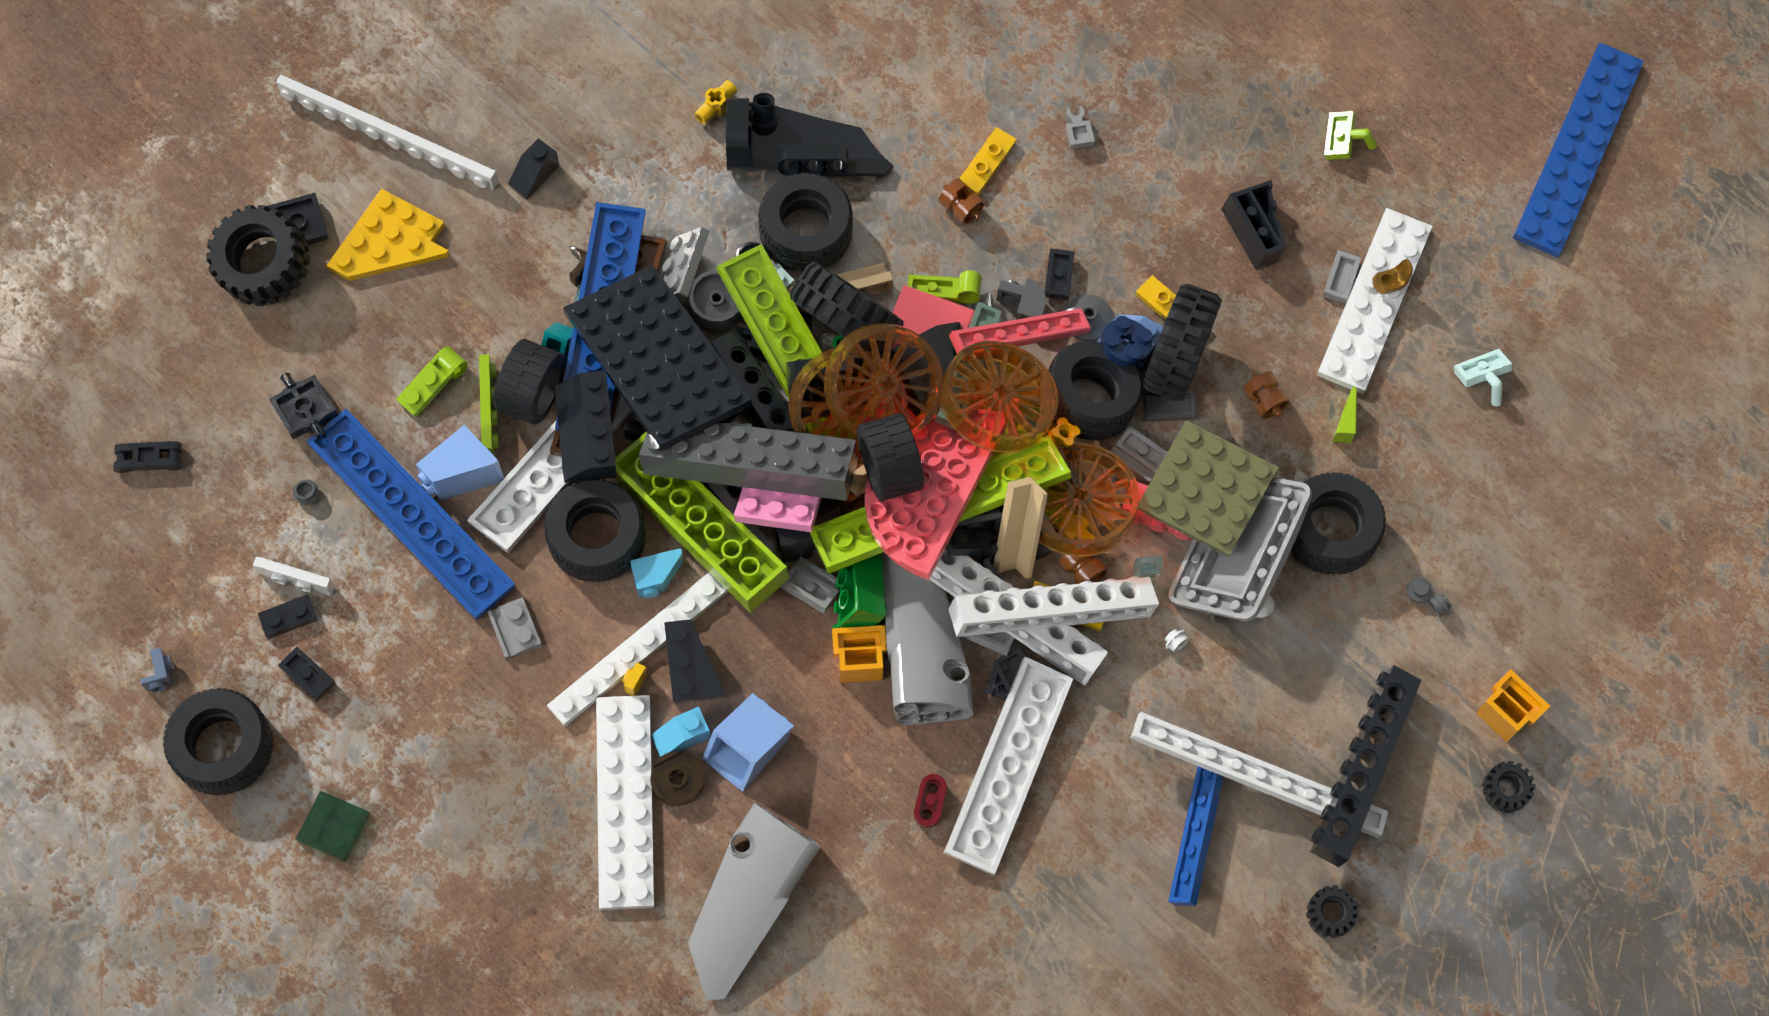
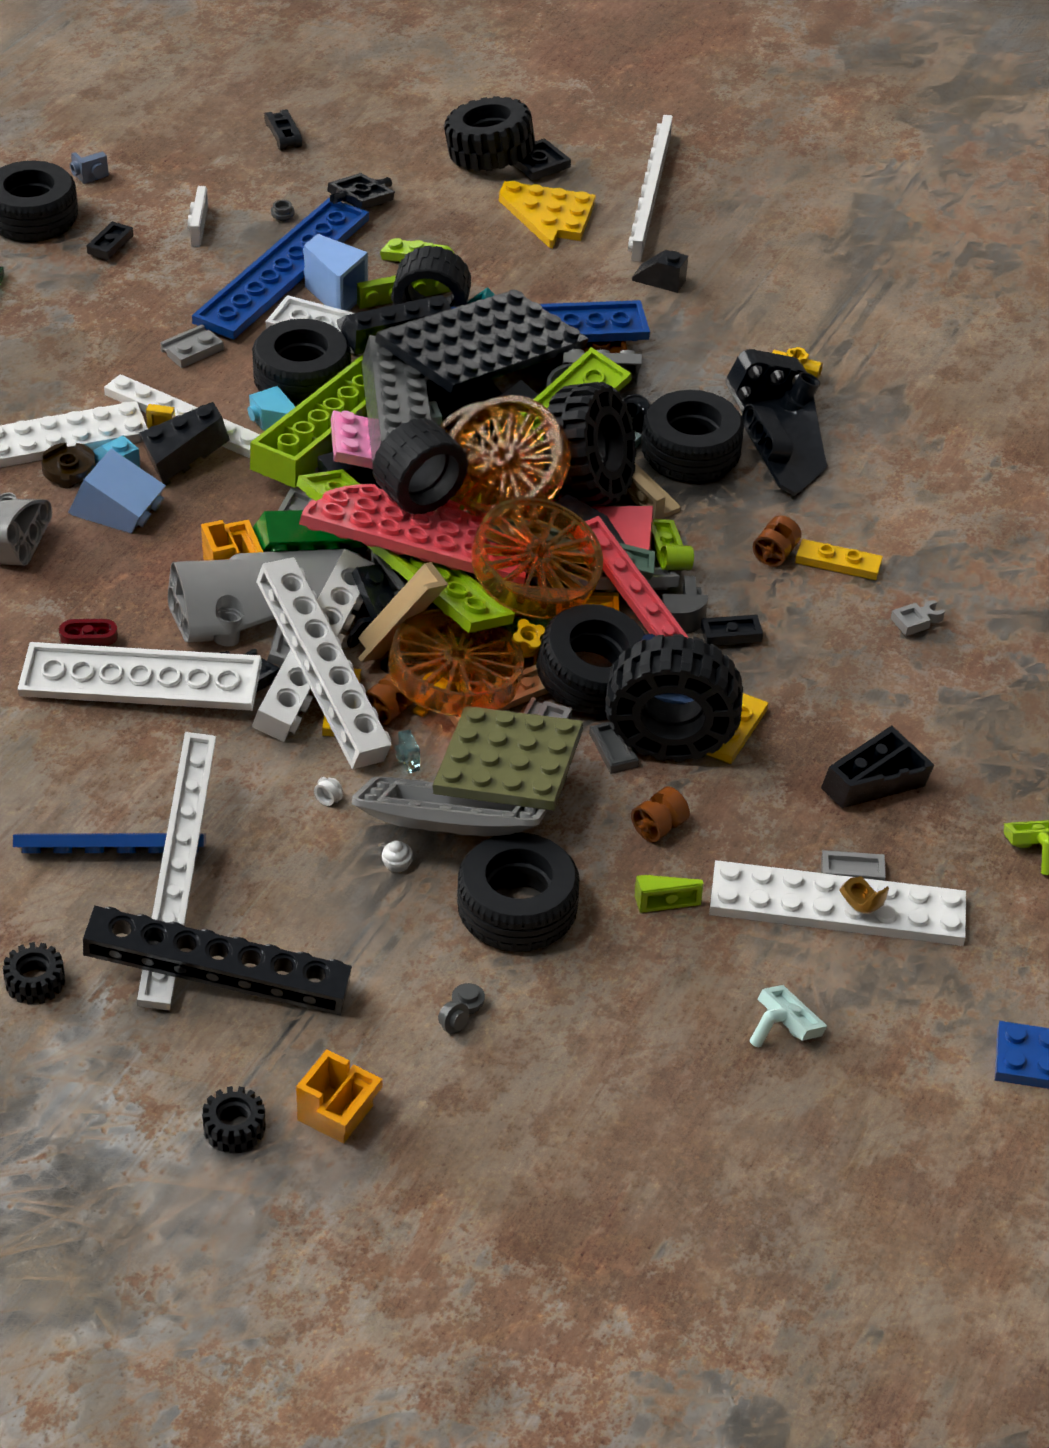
camera: 75 degrees right, 25 degrees down
(287, 616) = (162, 224): black plate -> none

